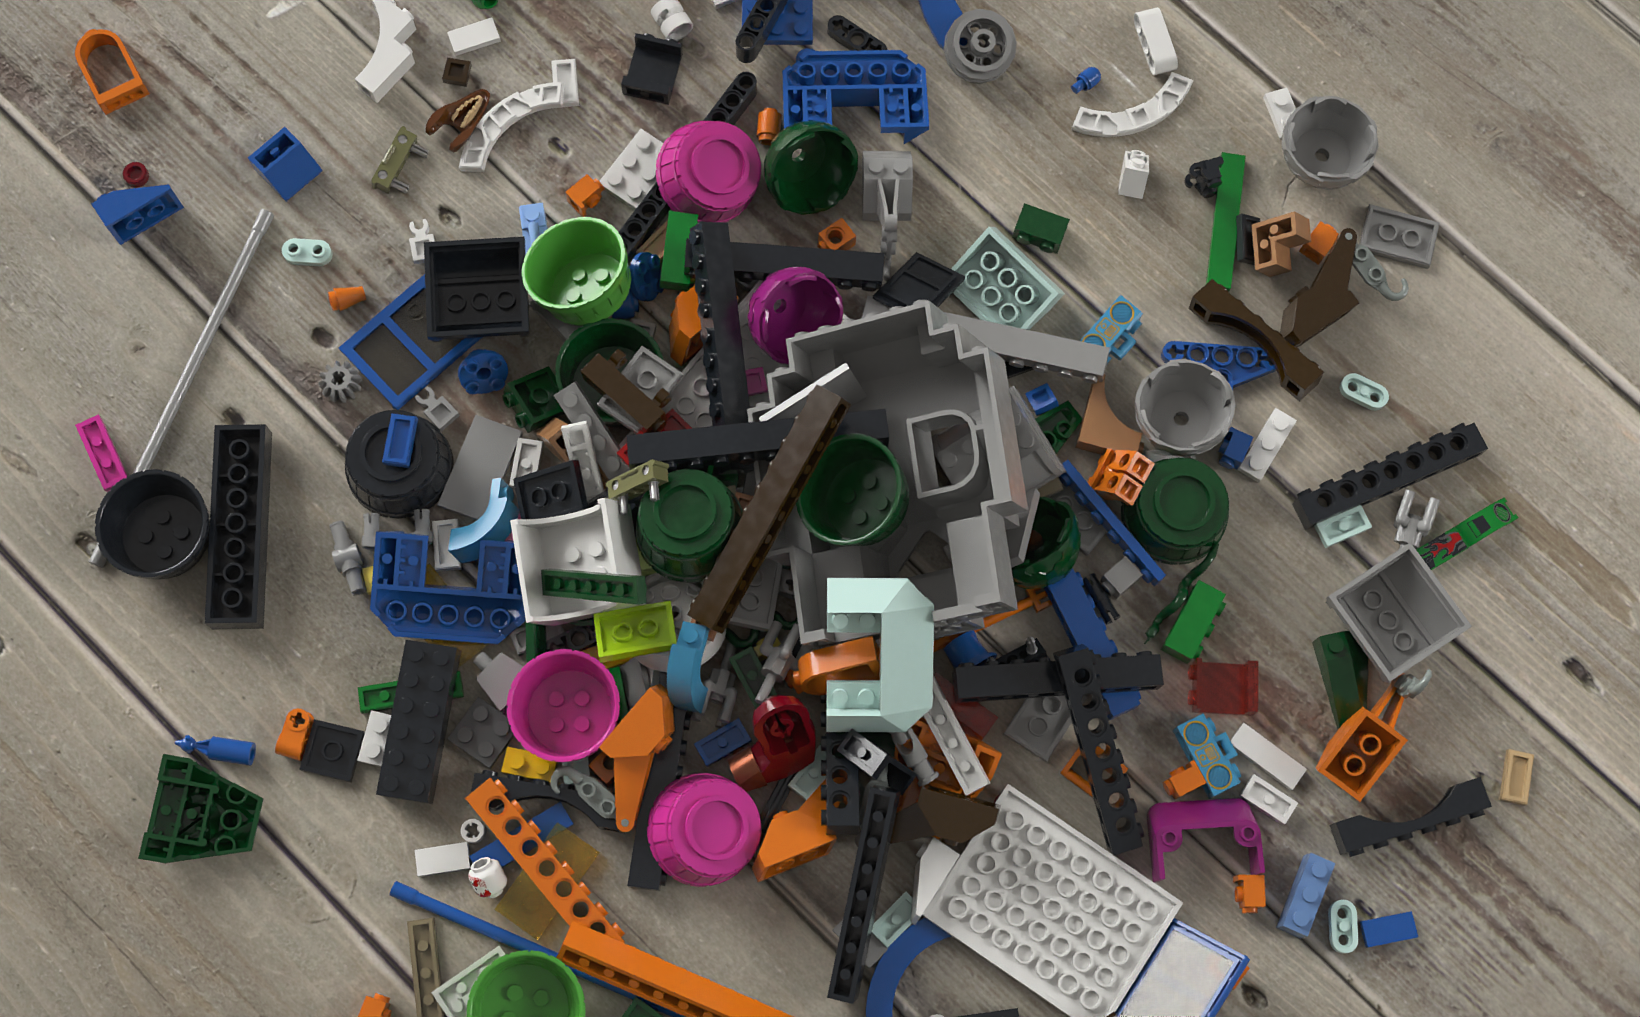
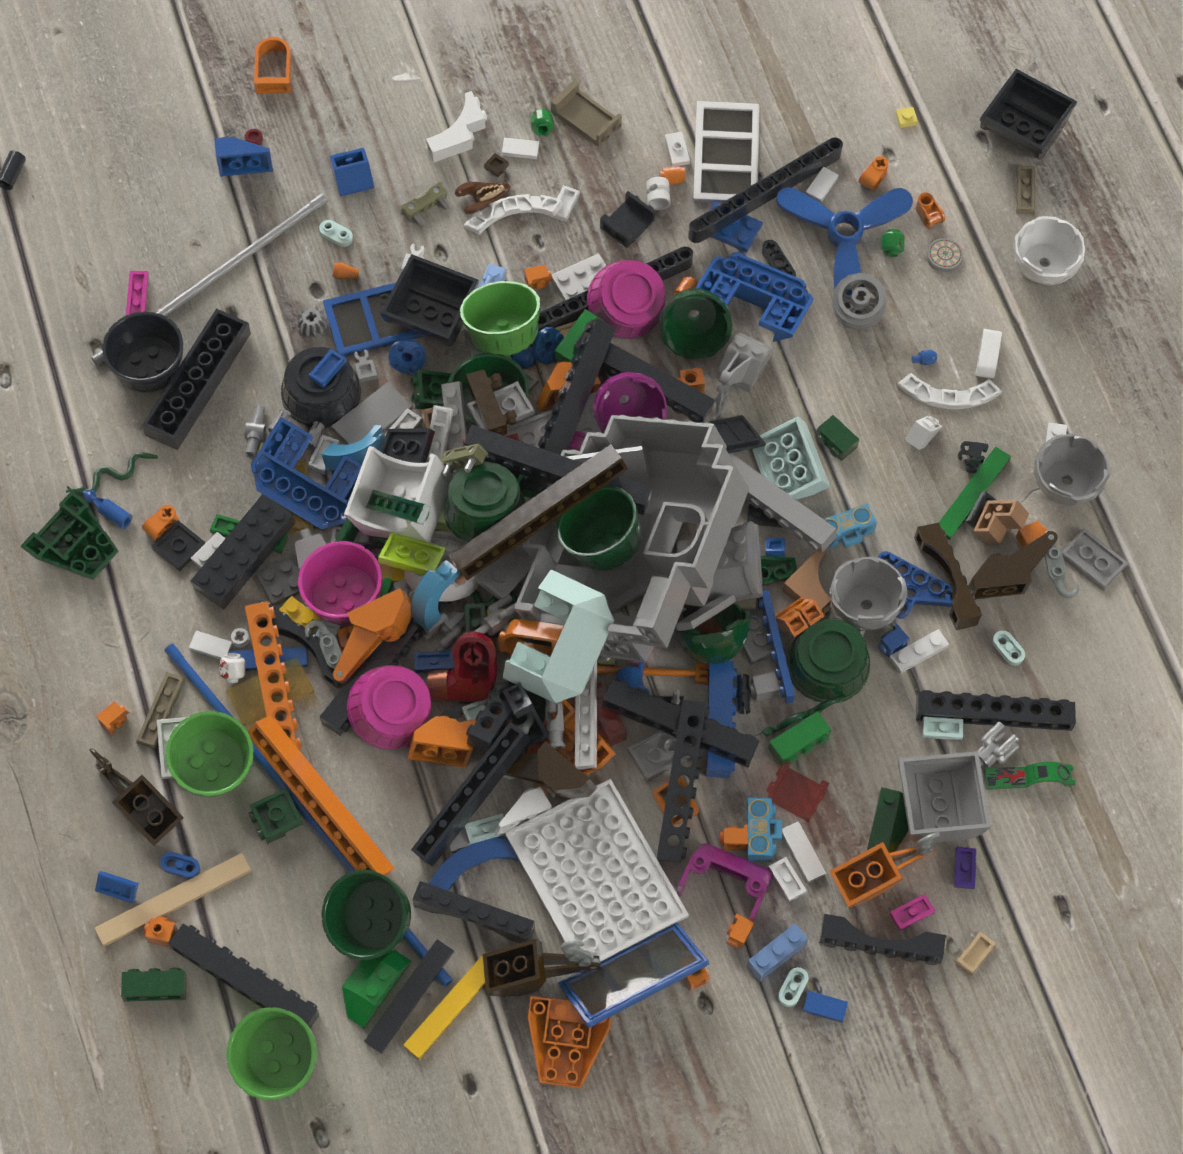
camera: 30 degrees right, 10 degrees down
(180, 711) = (106, 469): none -> dark green animal
(1425, 766) = (912, 912): none -> dark pink plate
(1454, 682) = (965, 868): none -> dark purple plate

